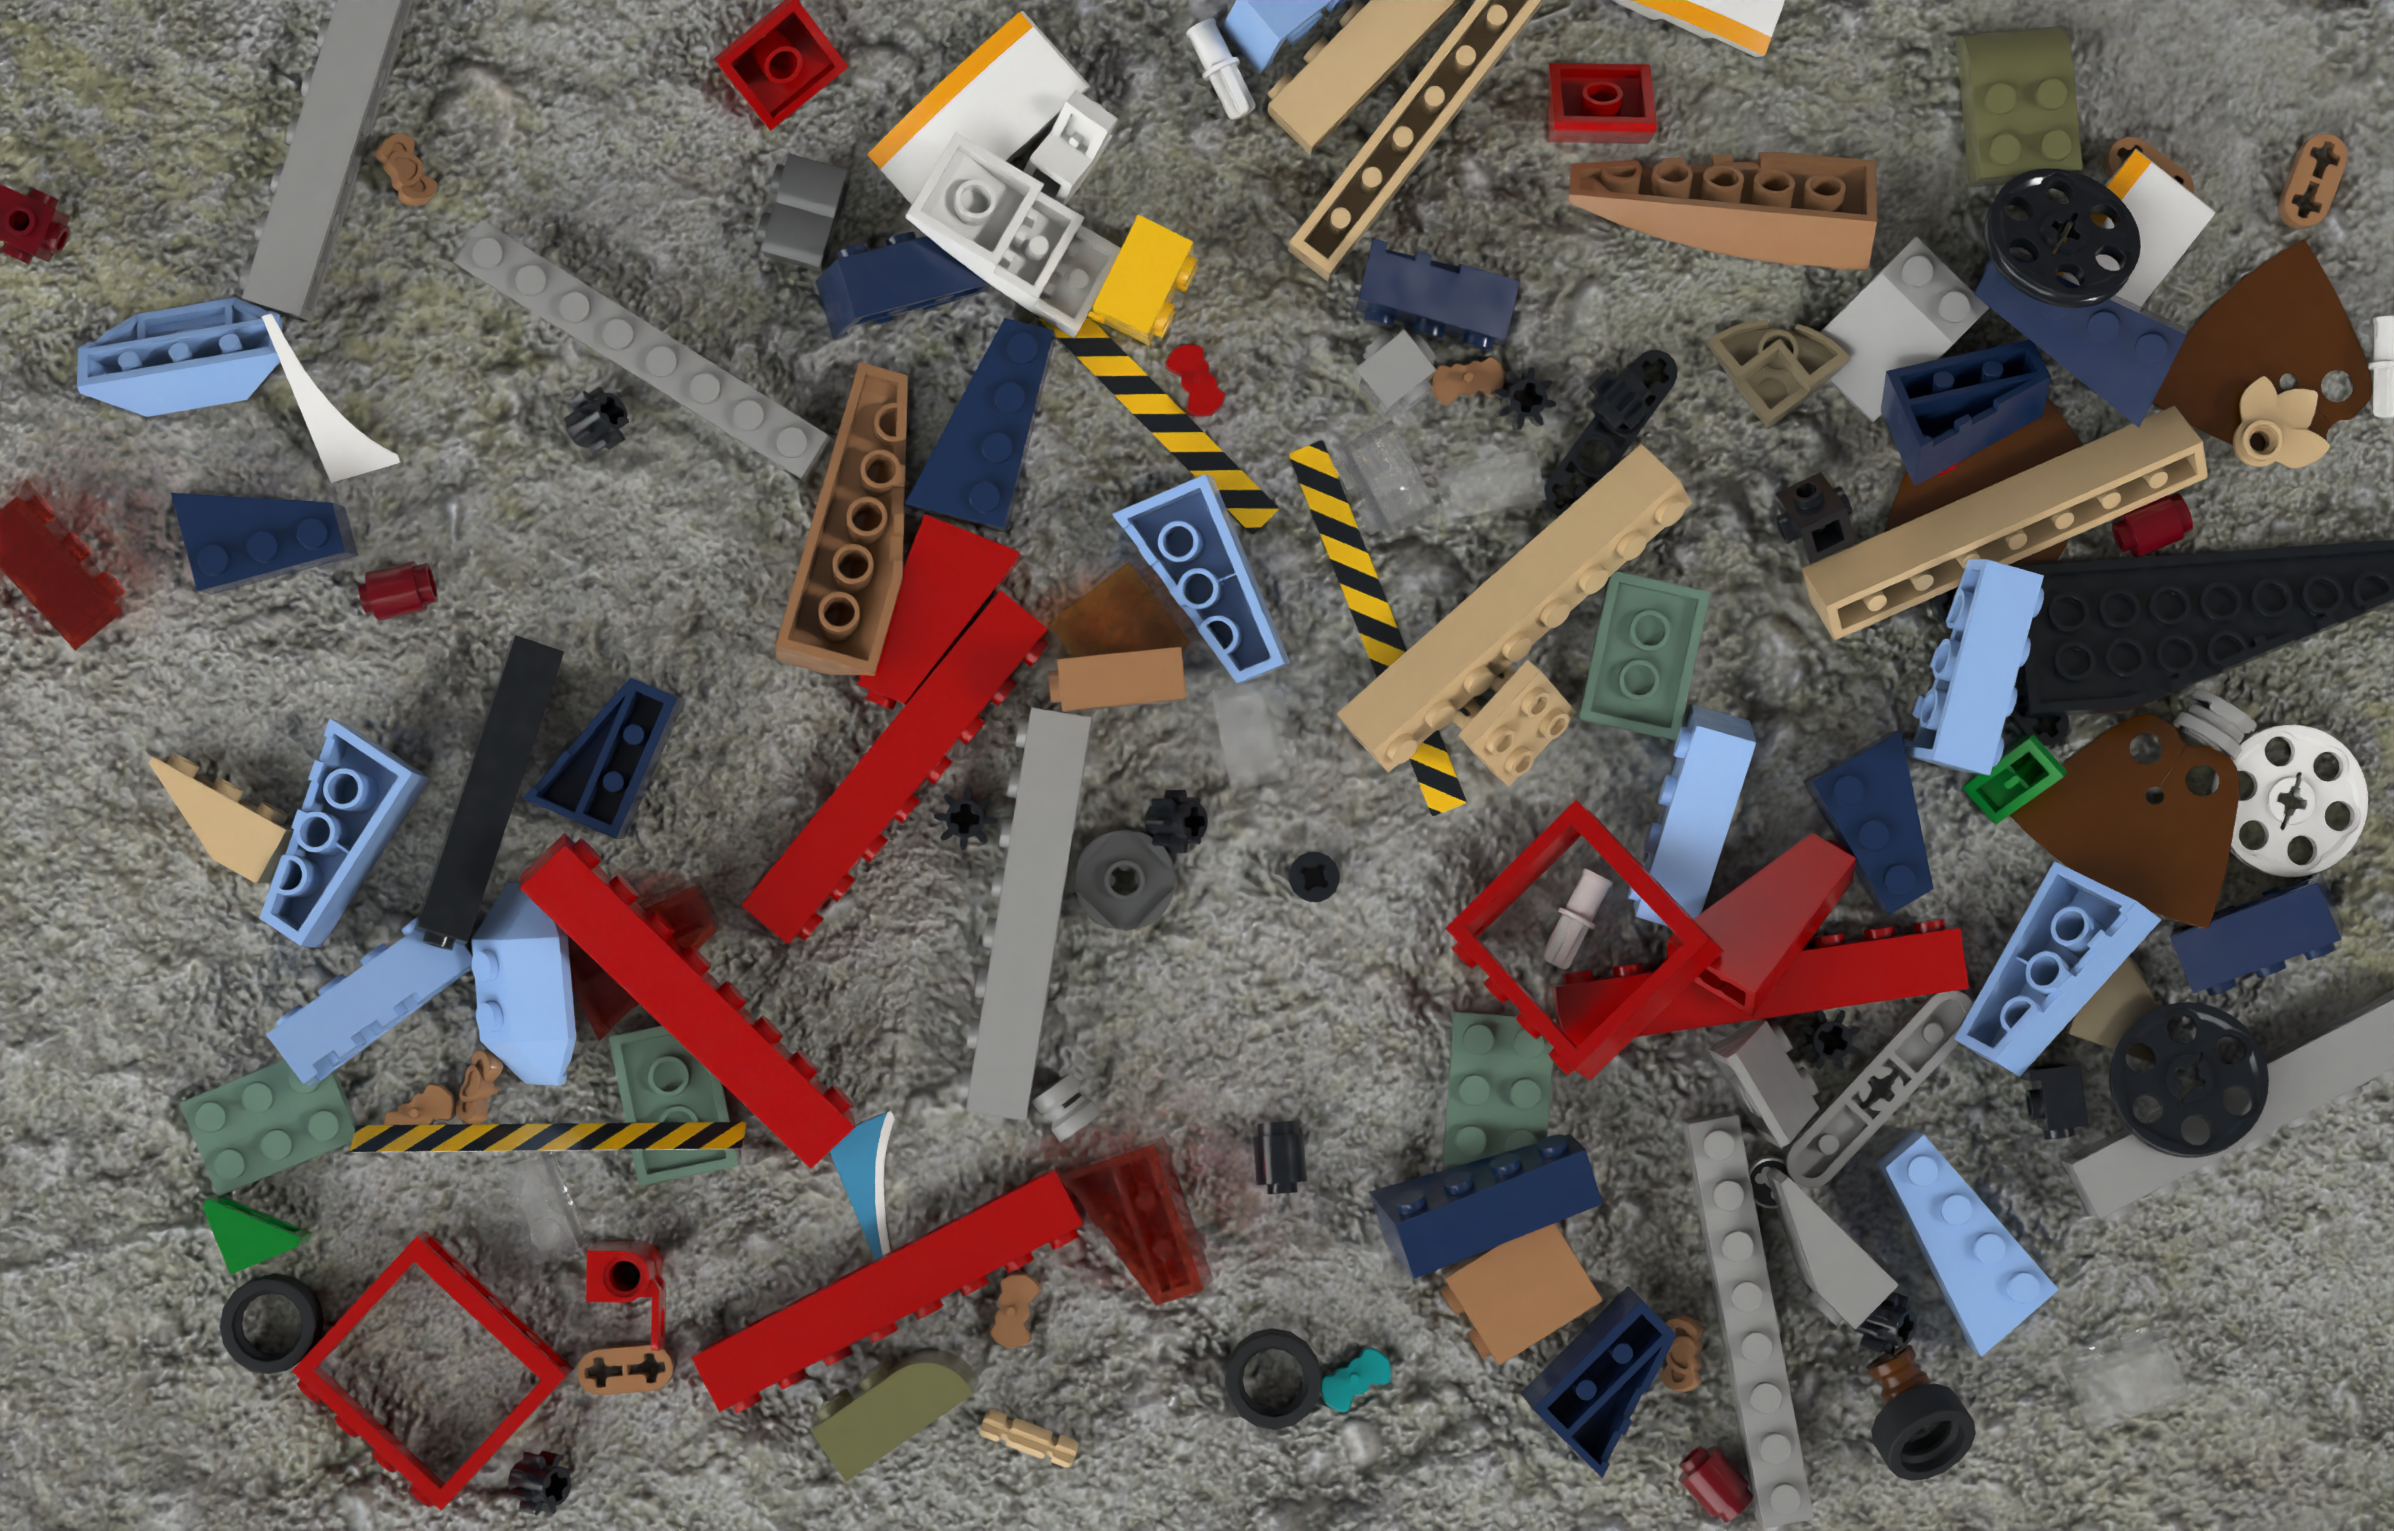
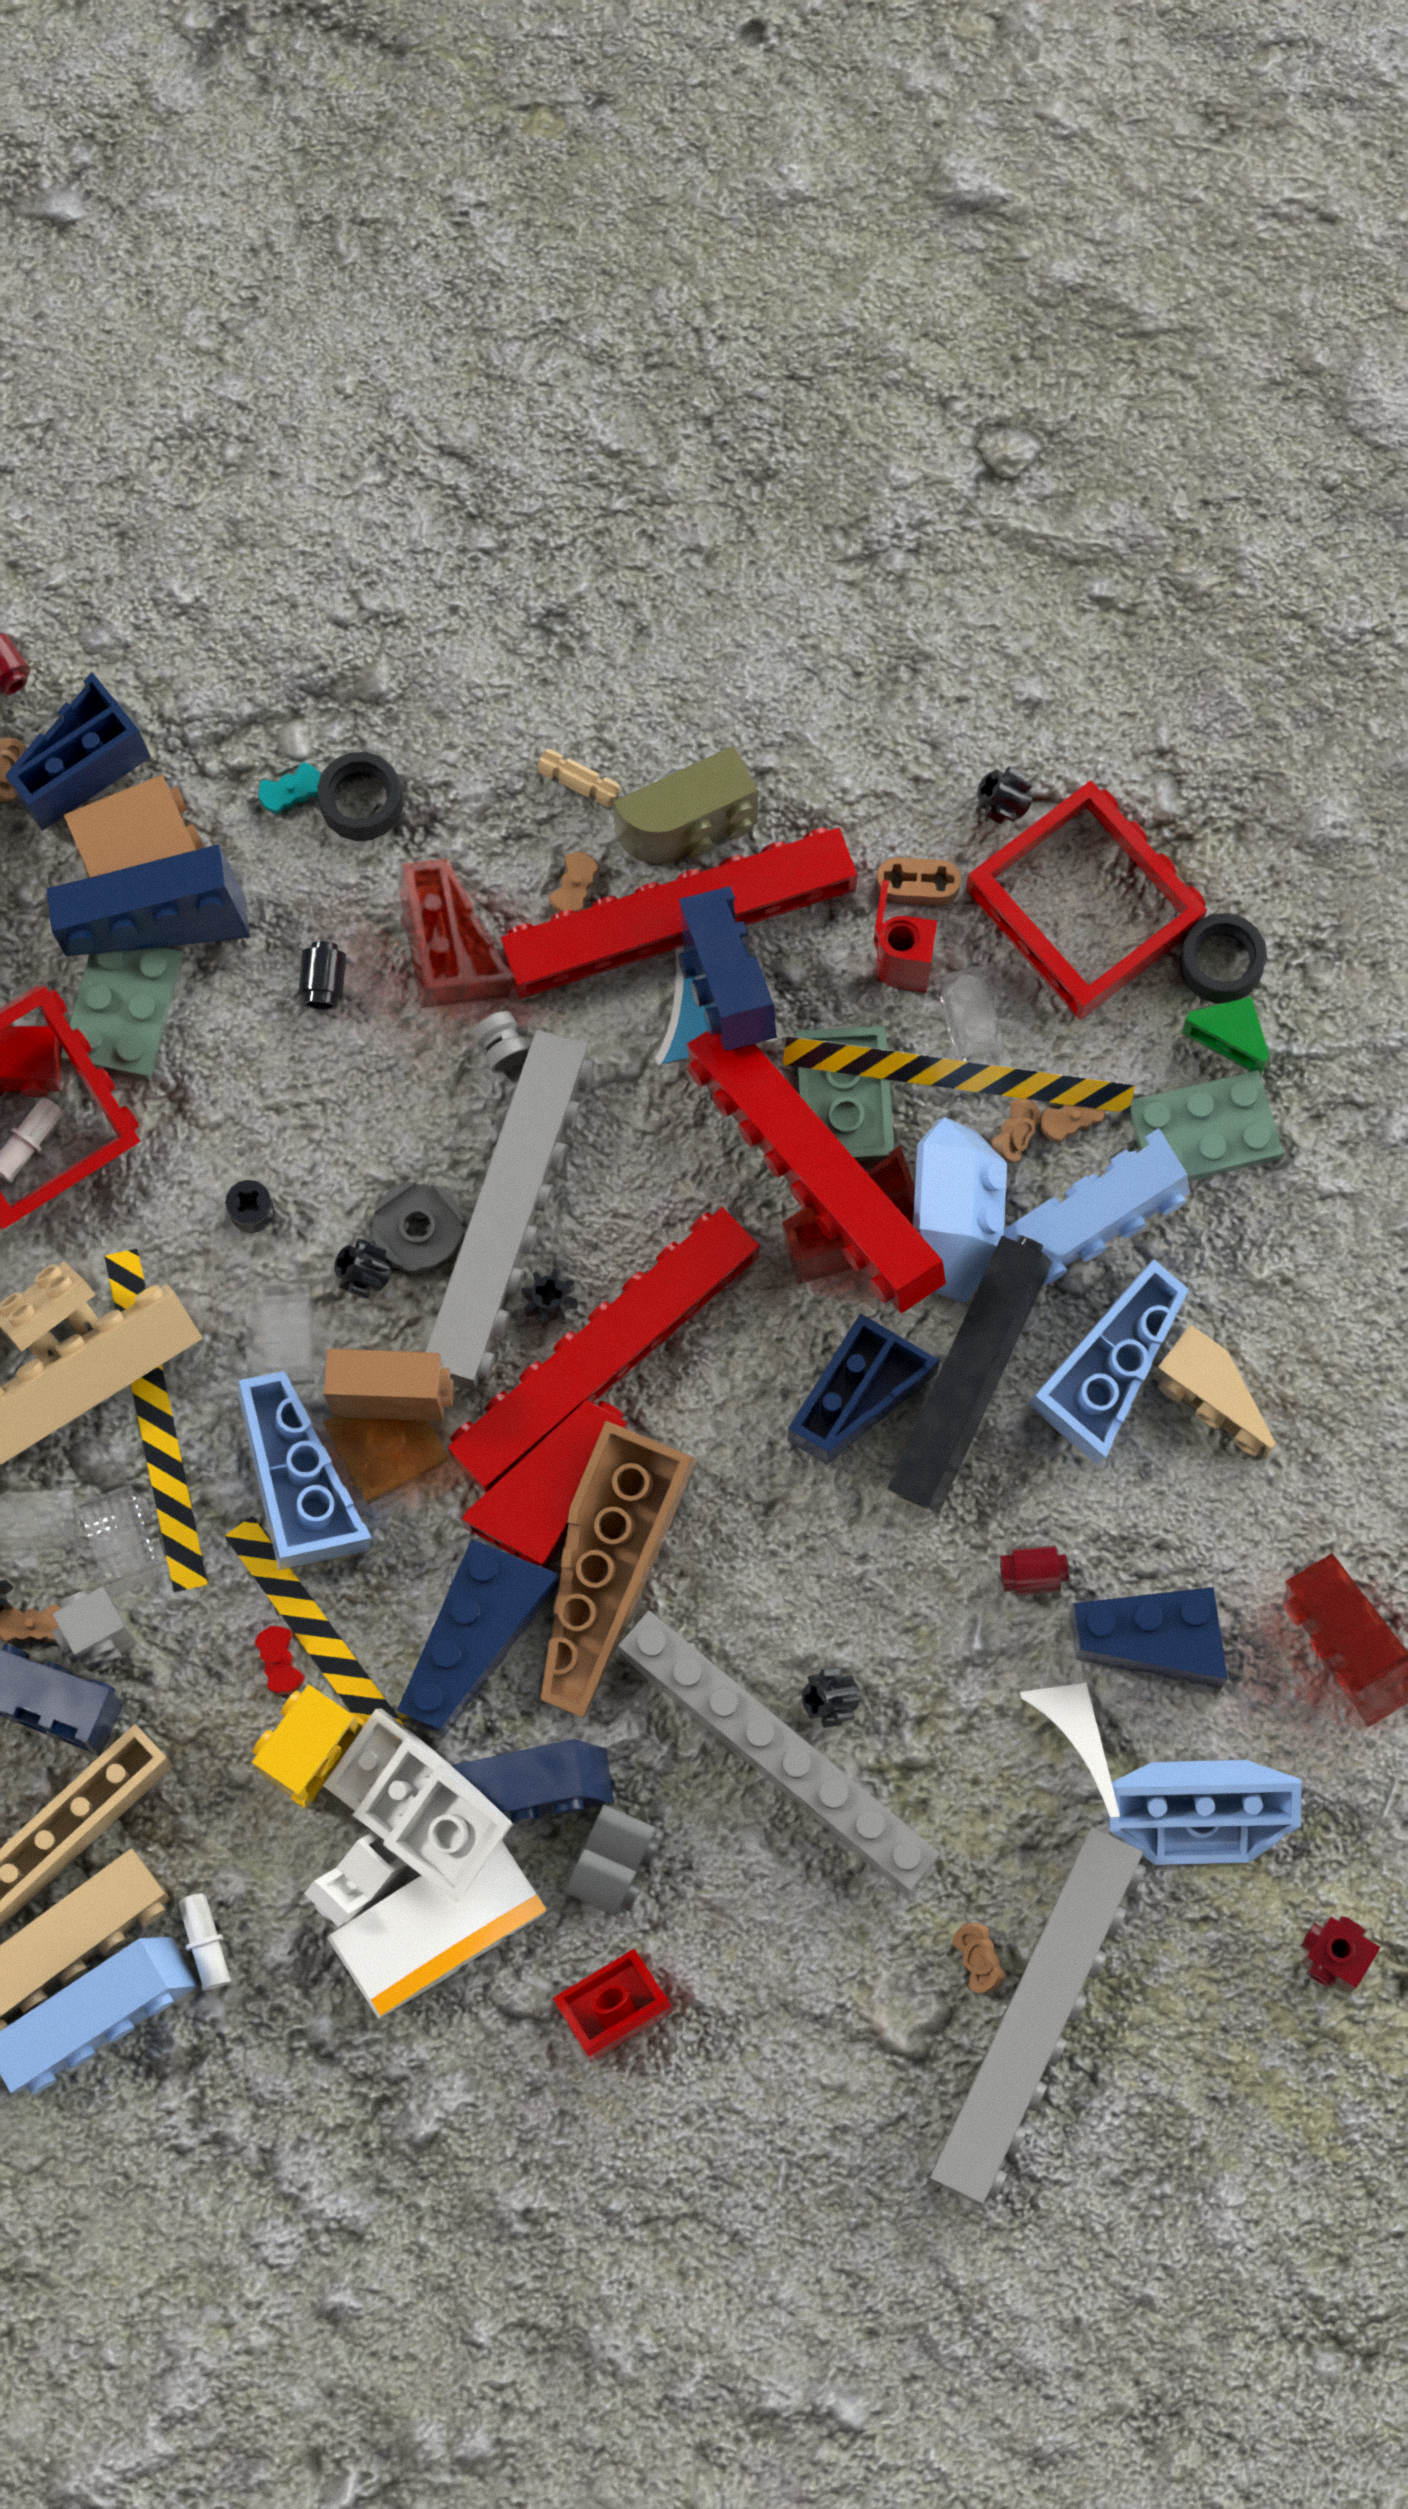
camera: 175 degrees left, 15 degrees down
(821, 1211) = (724, 972): none -> dark blue wedge

